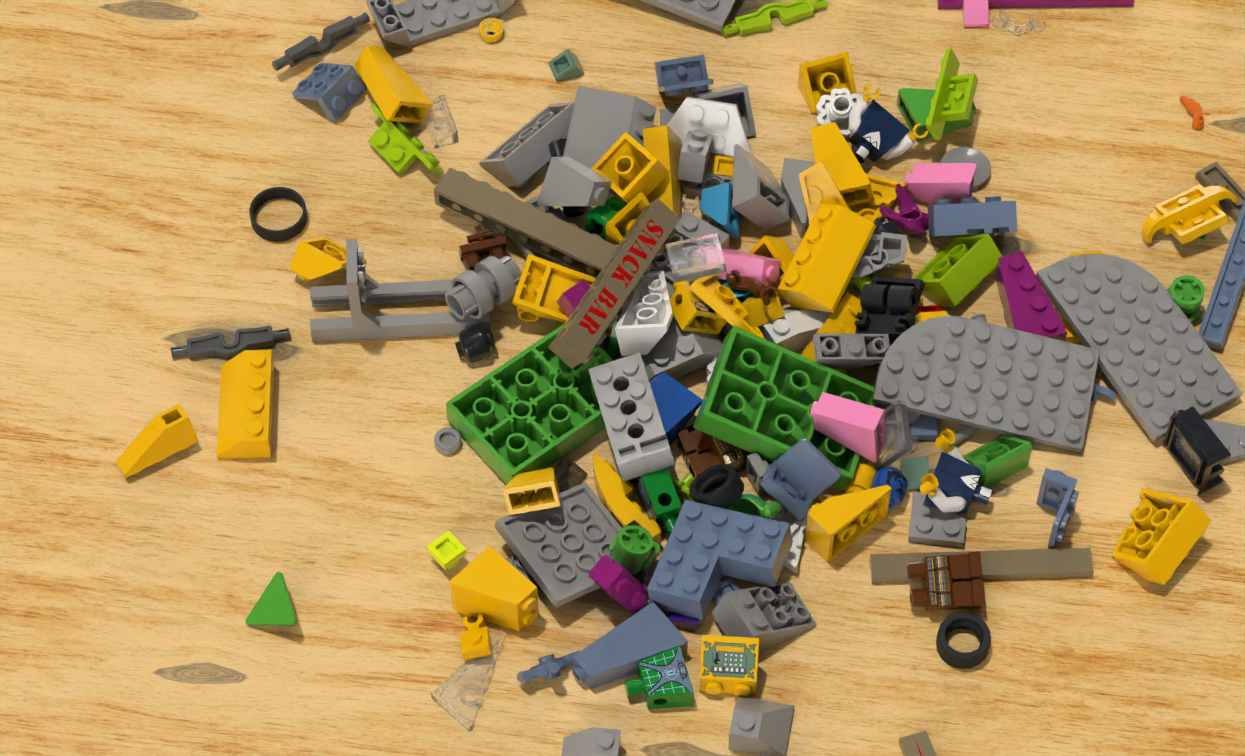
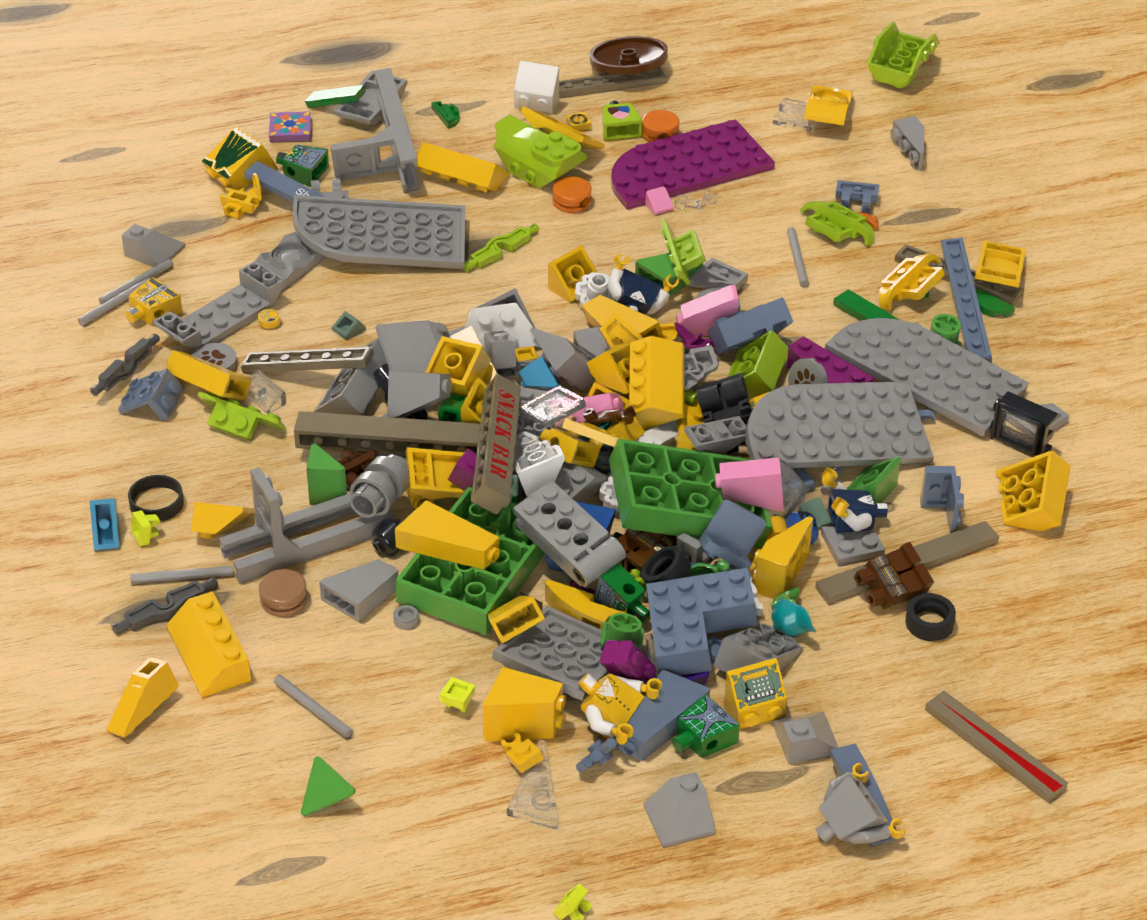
camera: 25 degrees left, 15 degrees down
(215, 228) = (105, 523): none -> dark azure slope
(250, 246) = (143, 527): none -> neon yellow tile
(261, 312) = (181, 574): none -> light grey bar
(312, 509) = (313, 706): none -> light grey bar
(343, 370) = (283, 592): none -> medium nougat head
(416, 60) = (217, 354): none -> light grey tile
(417, 393) = (360, 588): none -> light grey slope
(438, 252) = (324, 476): none -> bright green slope
(496, 101) = (307, 359): none -> dark tan tile
(514, 374) = (447, 537): none -> yellow slope
(582, 622) = (613, 702): none -> torso
(682, 73) = (452, 301): sand blue bracket -> none
(791, 222) = (613, 368): none -> yellow slope
(819, 581) = (788, 616): none -> teal hair
(983, 134) = (717, 275): none -> light grey wing
(997, 304) = (807, 372): none -> light grey tile
(1087, 137) = (797, 257): none -> light grey bar
(1120, 233) = (859, 307): none -> green tile
(1157, 106) = (837, 222): none -> lime plate
(1202, 71) = (857, 191): none -> sand blue plate

